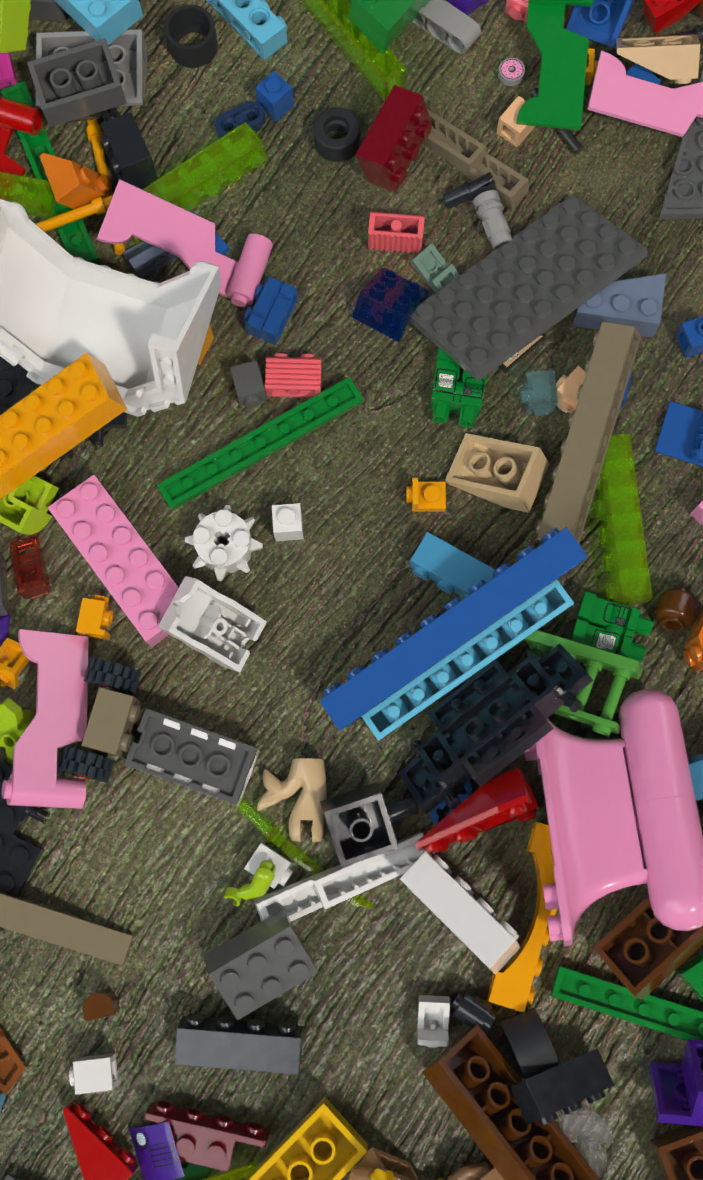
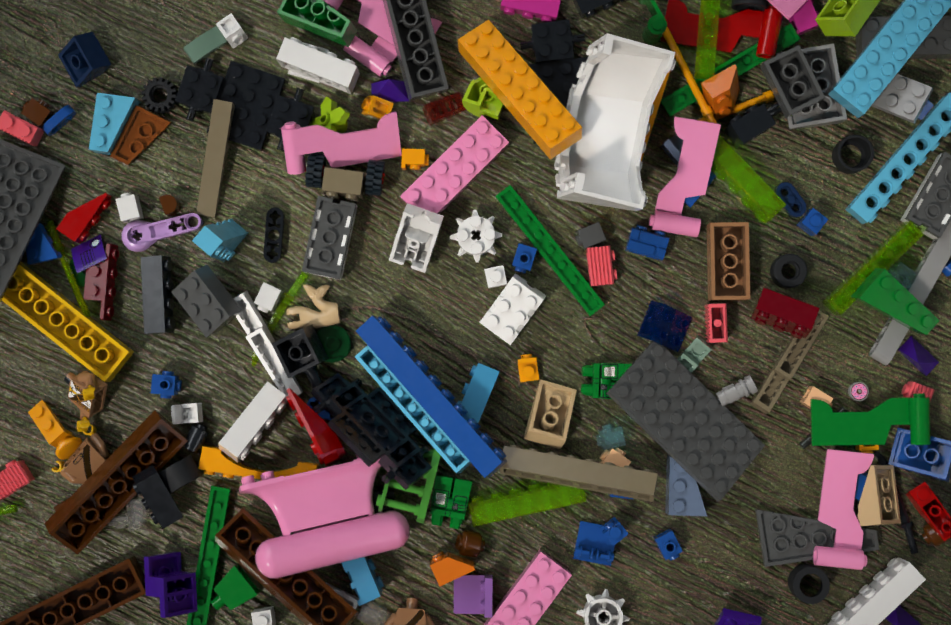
camera: 75 degrees right, 10 degrees up
(139, 1036) = (155, 231): none -> lavender beam
(156, 833) = (280, 221): none -> black beam
(166, 927) = (220, 239): none -> medium azure wedge
(257, 888) = (253, 292): lime arm -> none
(266, 479) = (524, 258): none -> blue brick
(312, 206) = (728, 261): none -> medium nougat brick
(338, 503) = (512, 309): none -> white piece
(352, 770) = (335, 342): none -> dark green tile
(383, 1061) = (159, 386): none -> blue brick
(469, 190) = (756, 371): black axle -> none
(676, 402) = (614, 531): none -> blue brick

